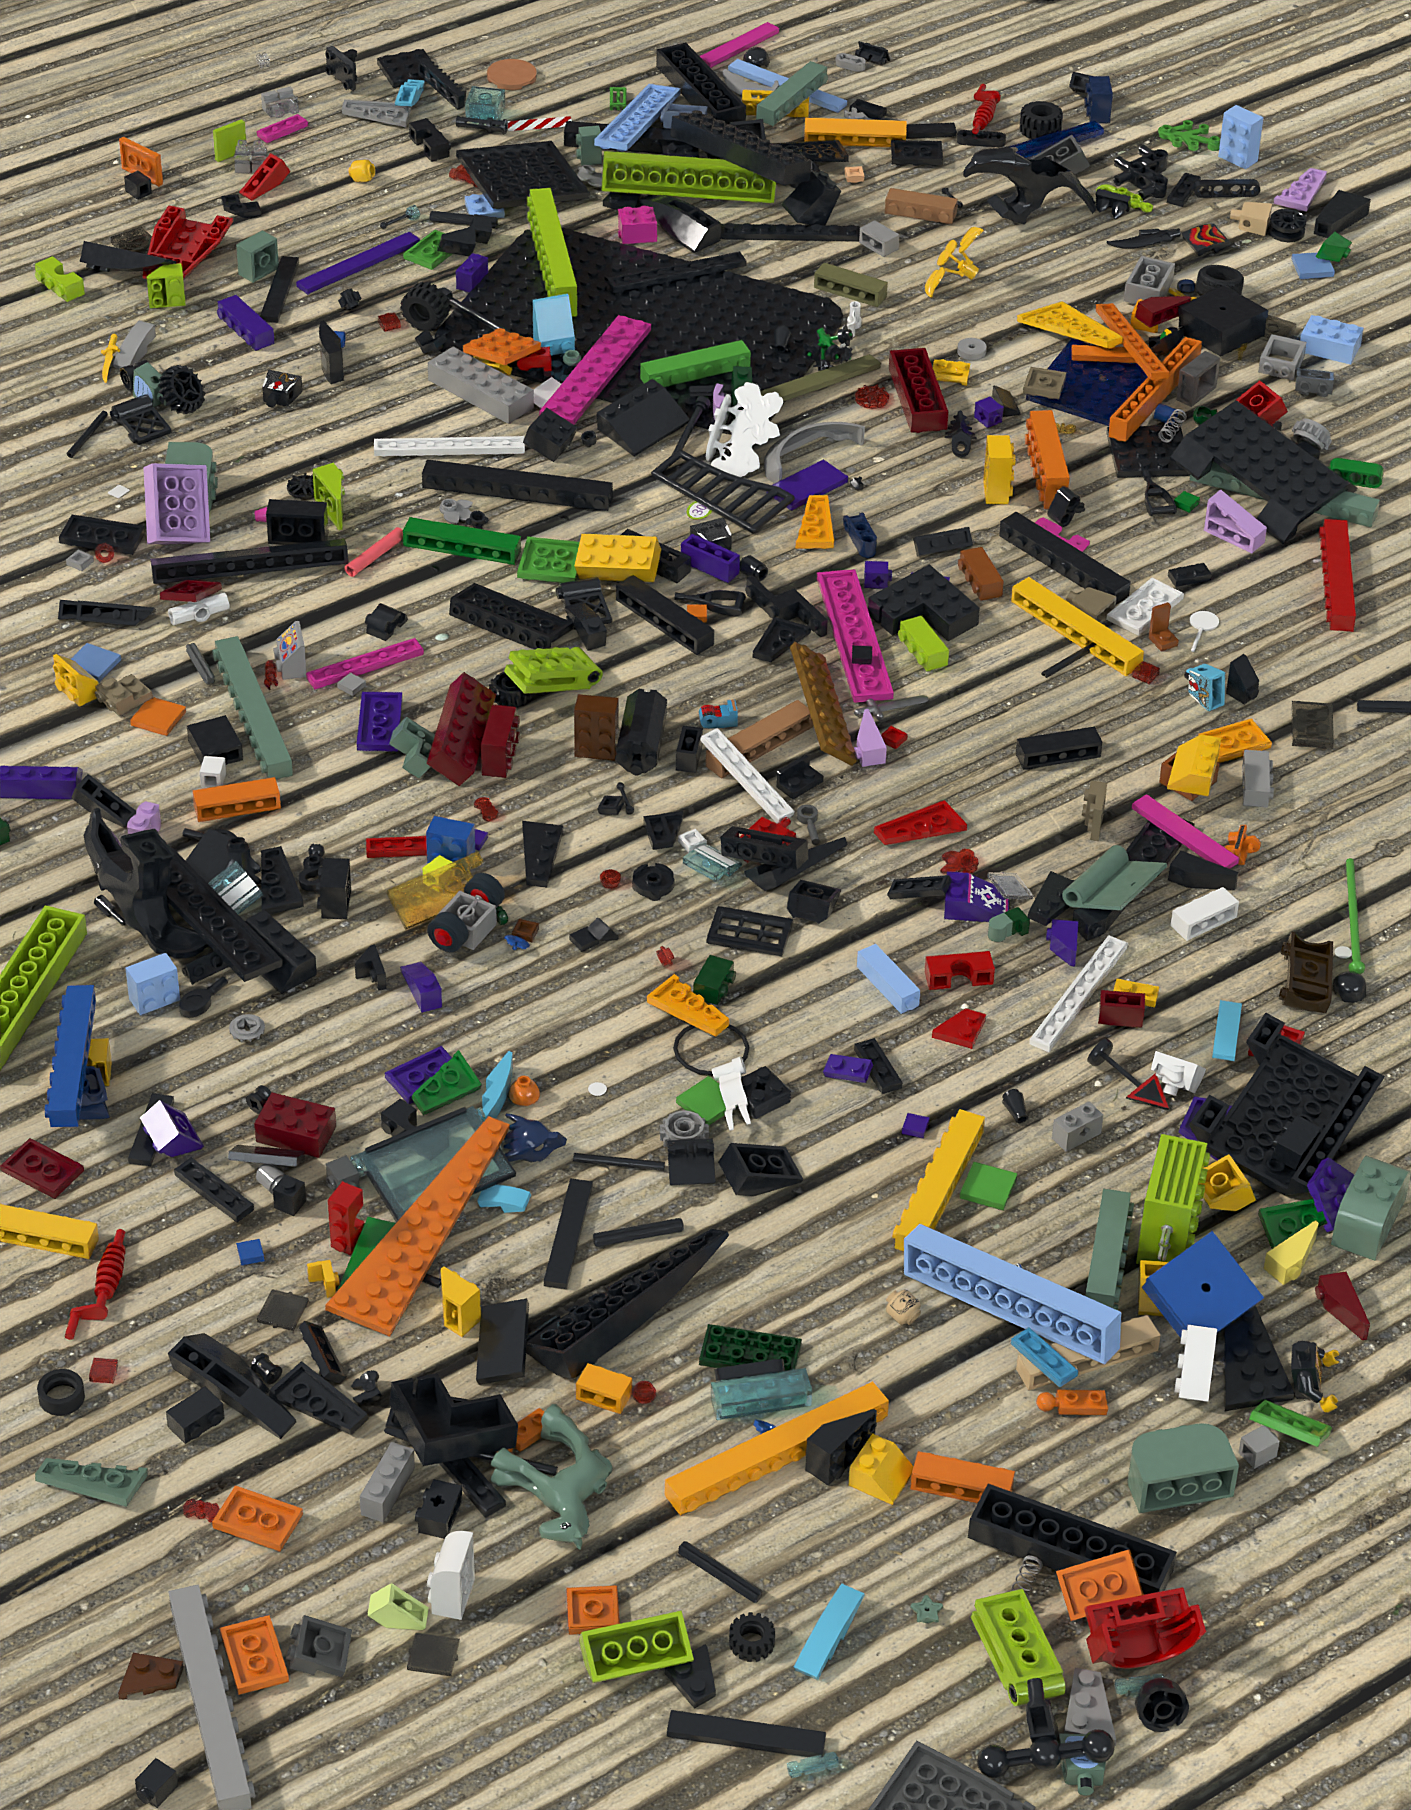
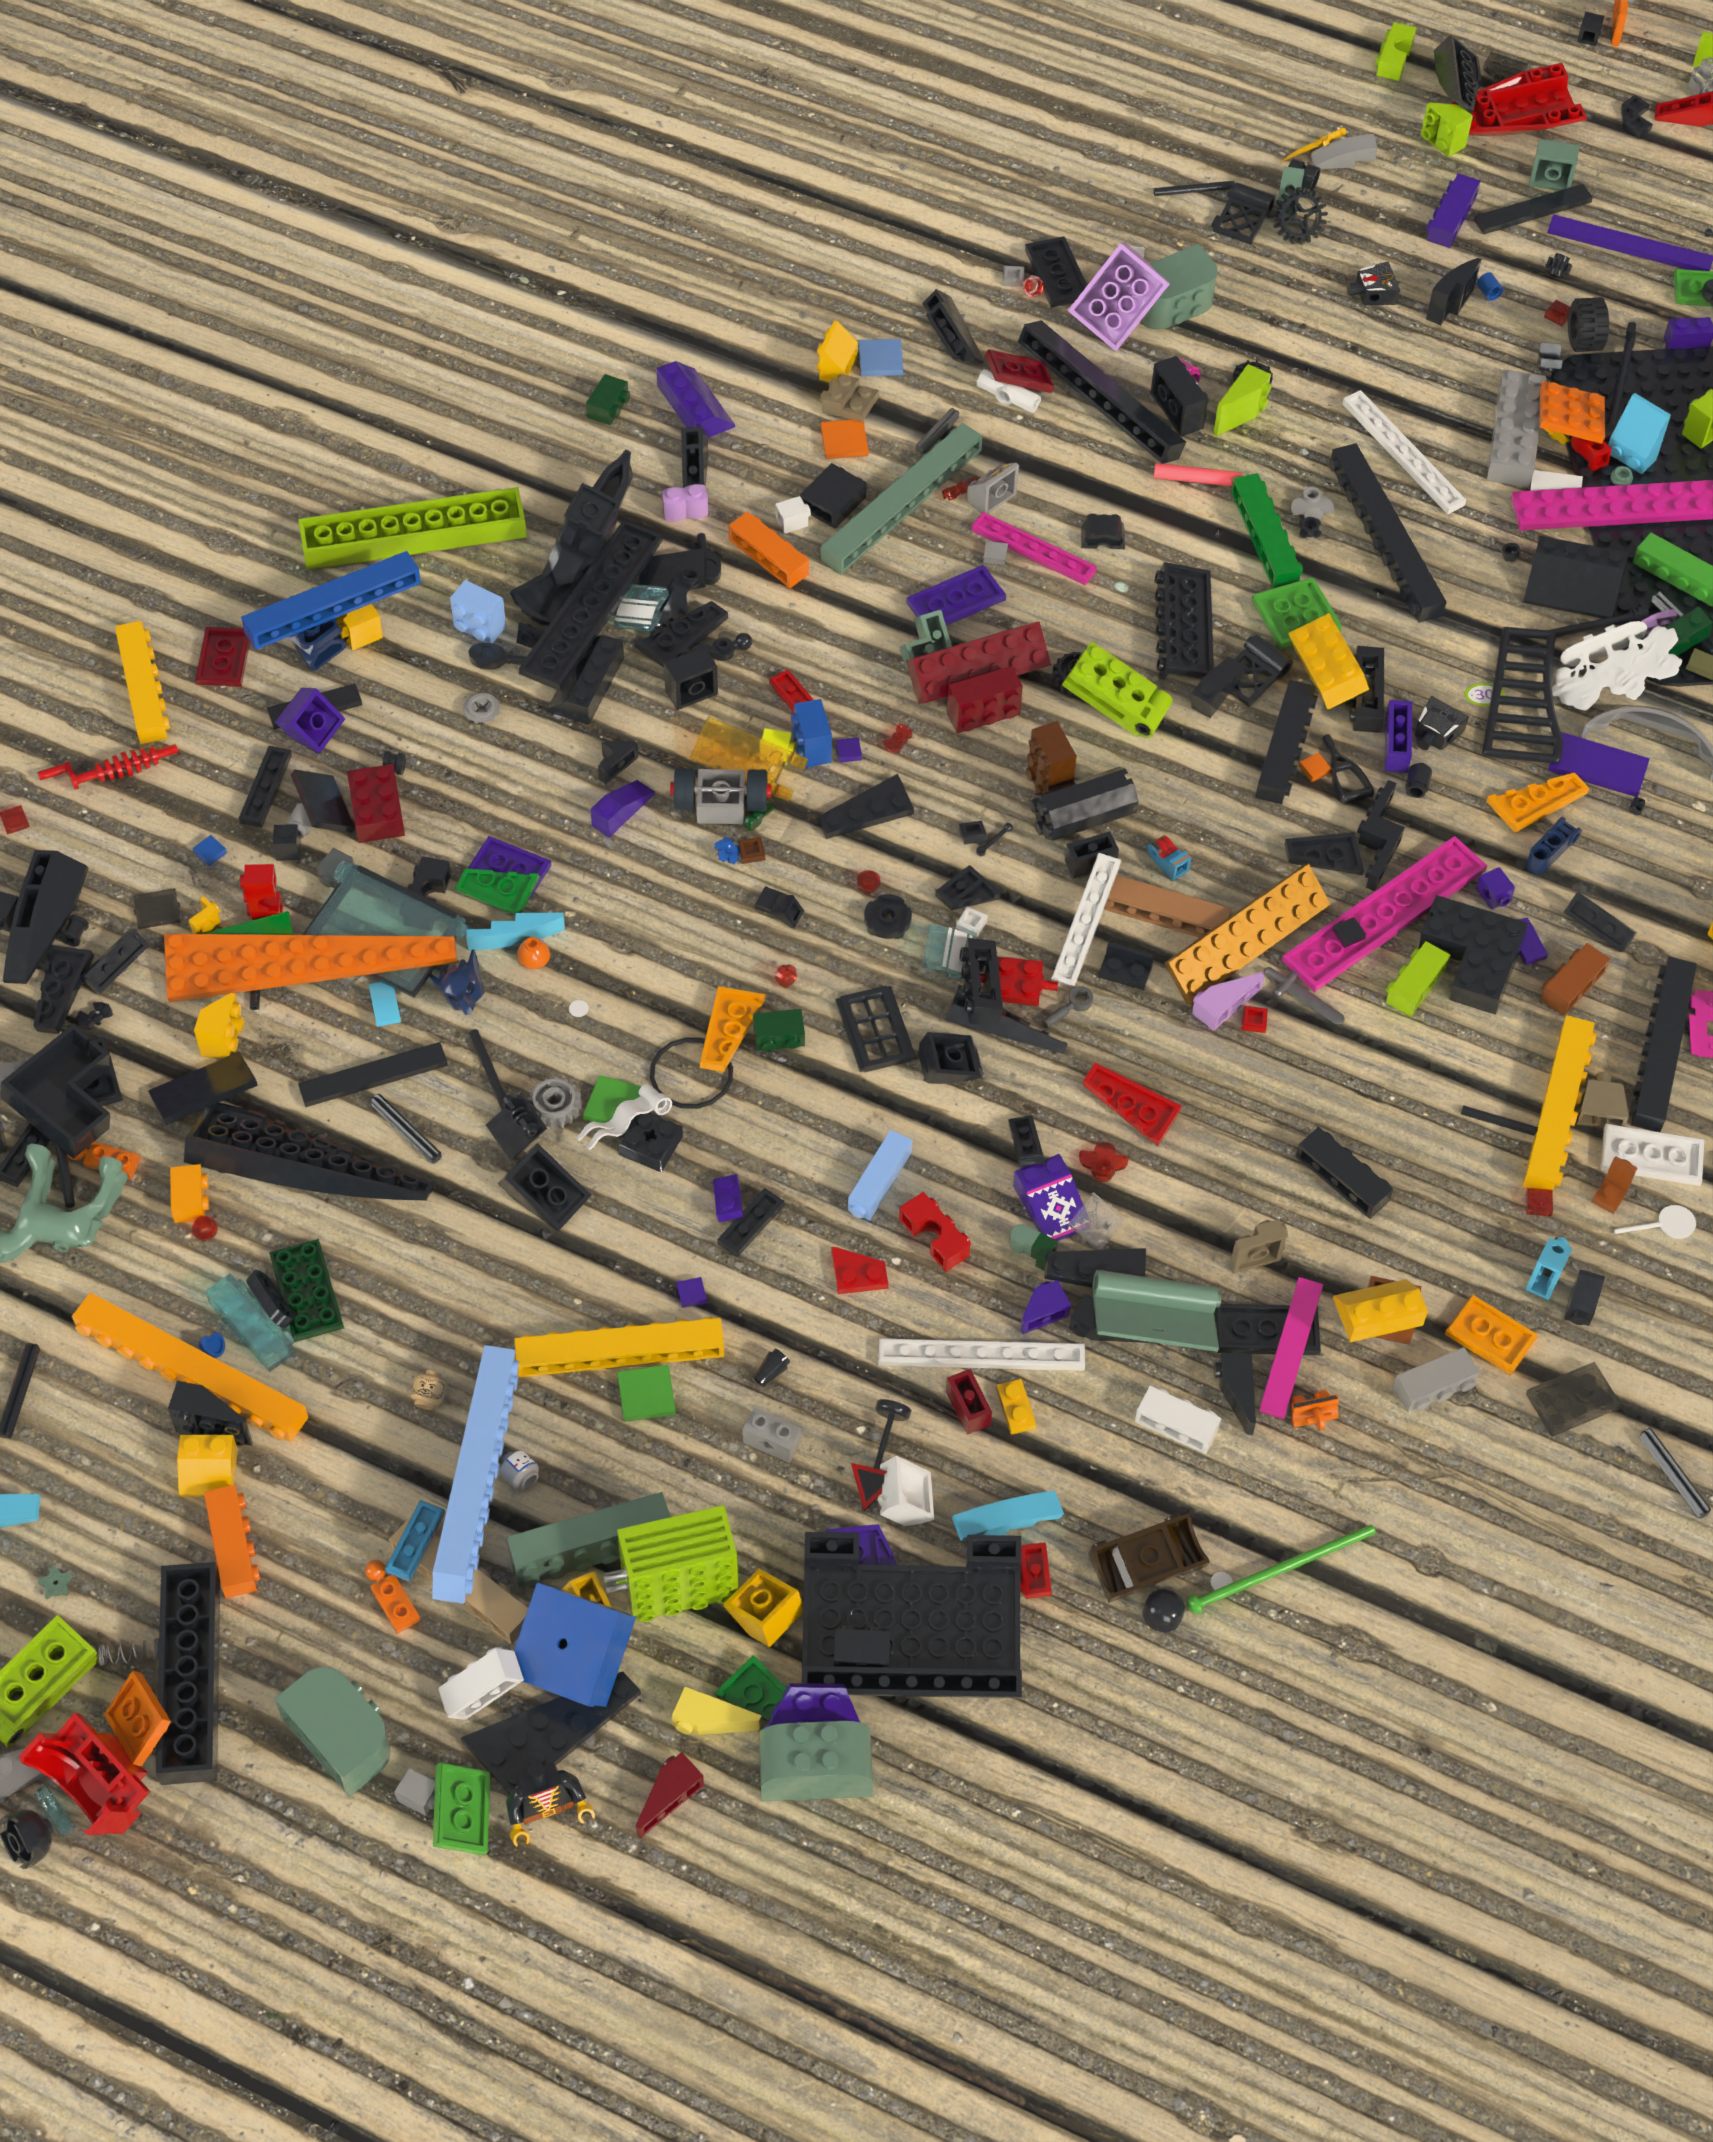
camera: 60 degrees right, 15 degrees up
(550, 434) = (1480, 517): black brick -> none

